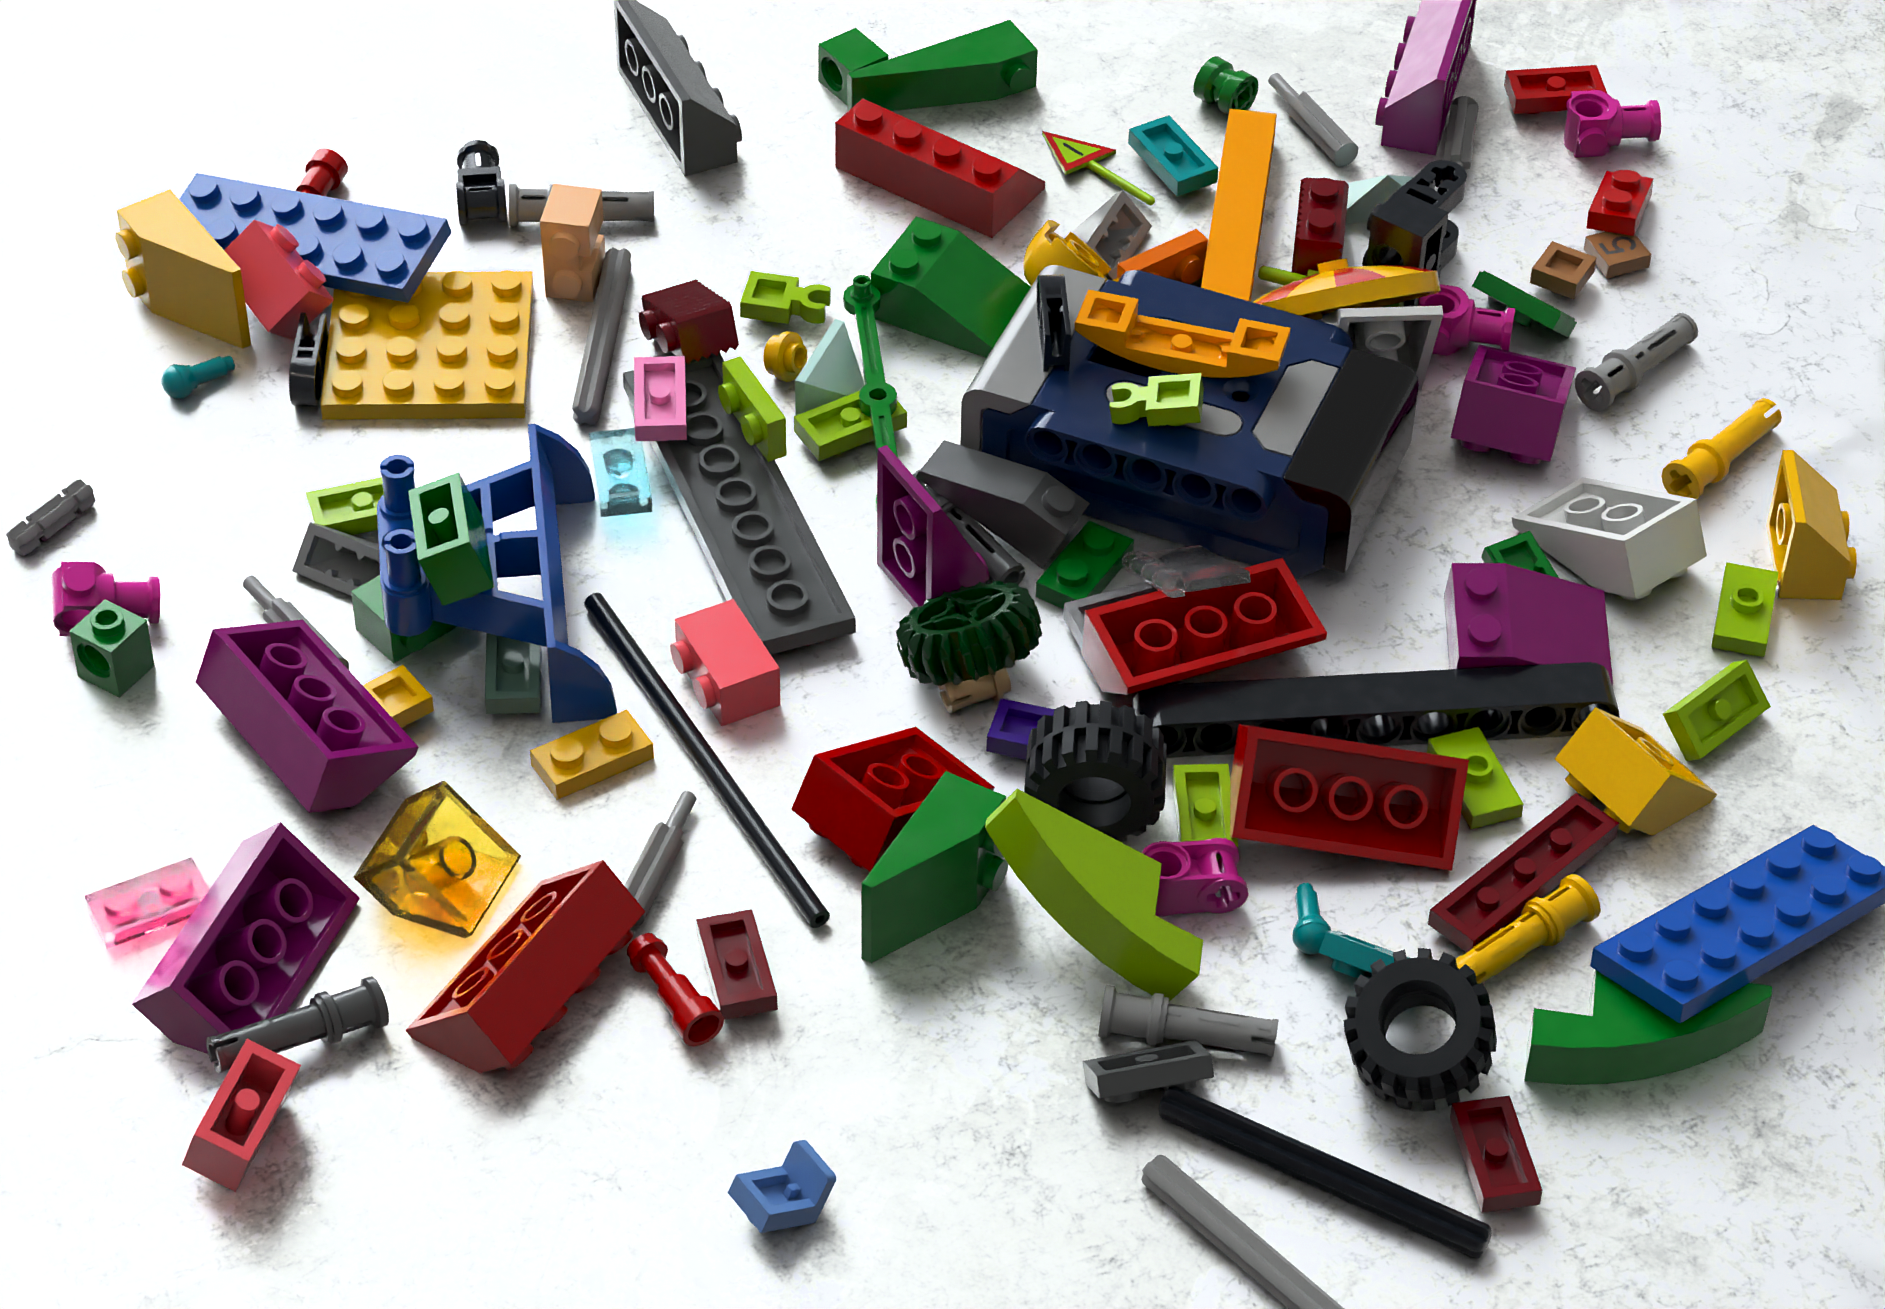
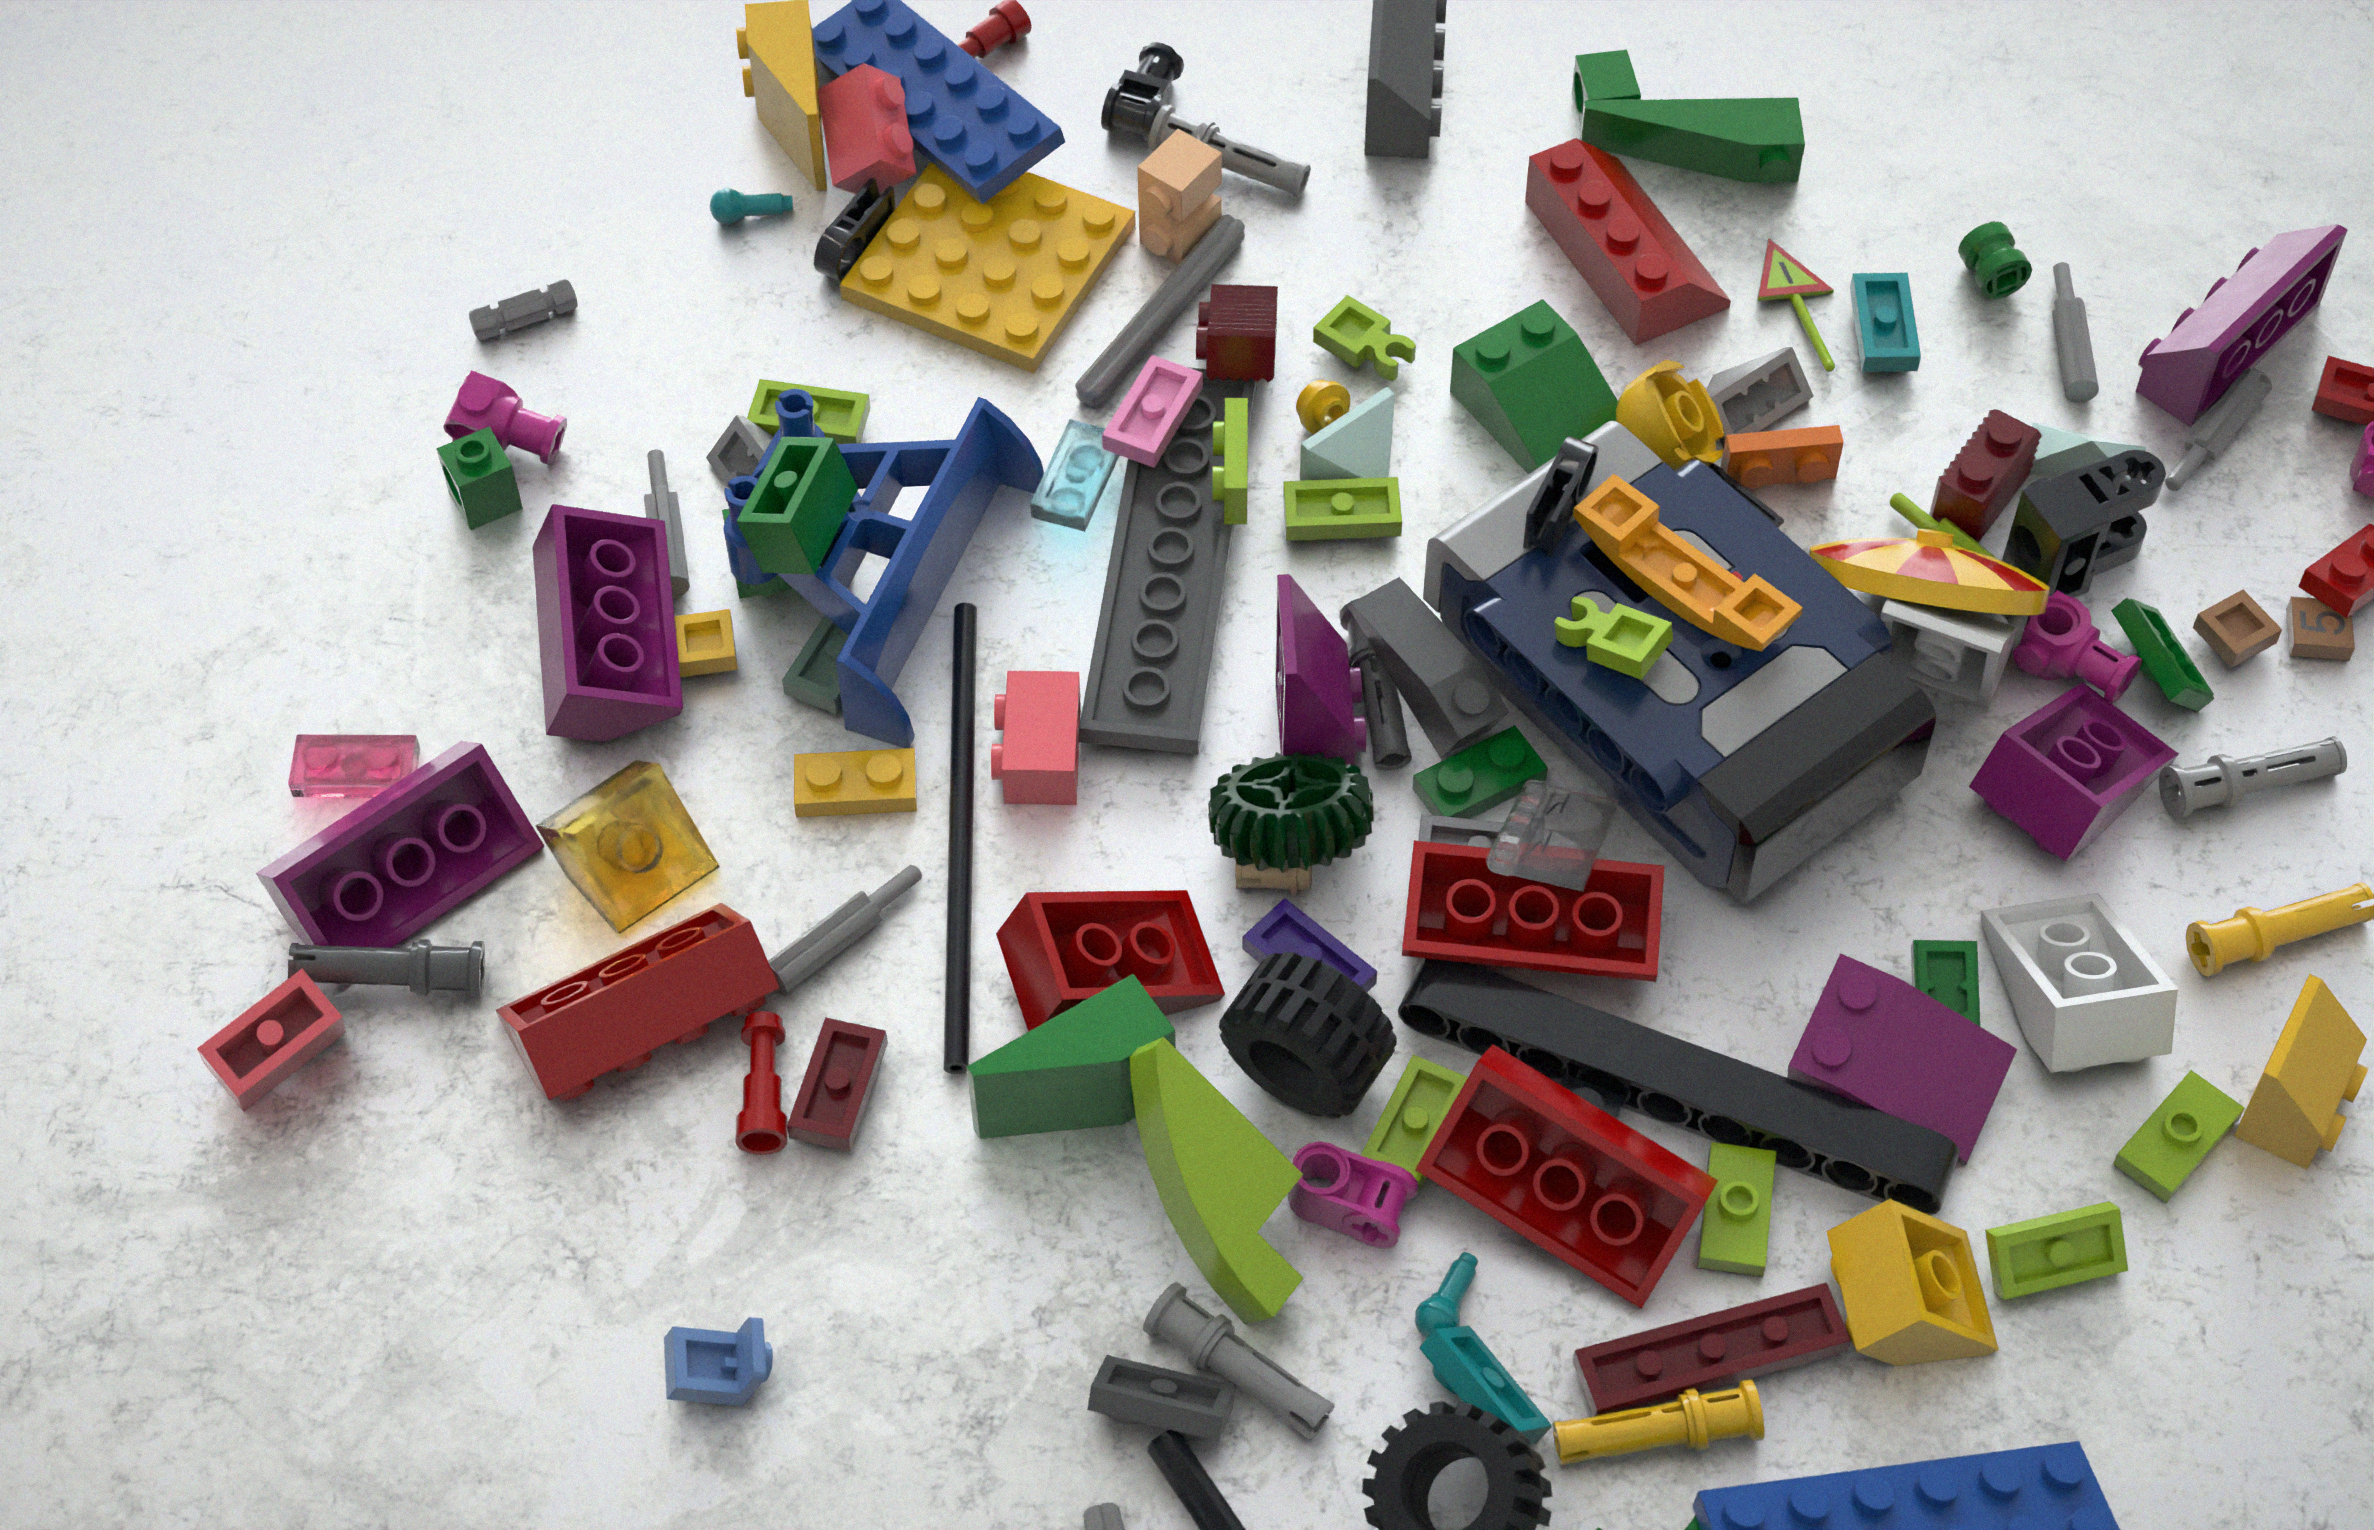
camera: 30 degrees right, 10 degrees up
(862, 302) = (1432, 375): green piece -> none
(1239, 203) = (1905, 424): light orange beam -> none

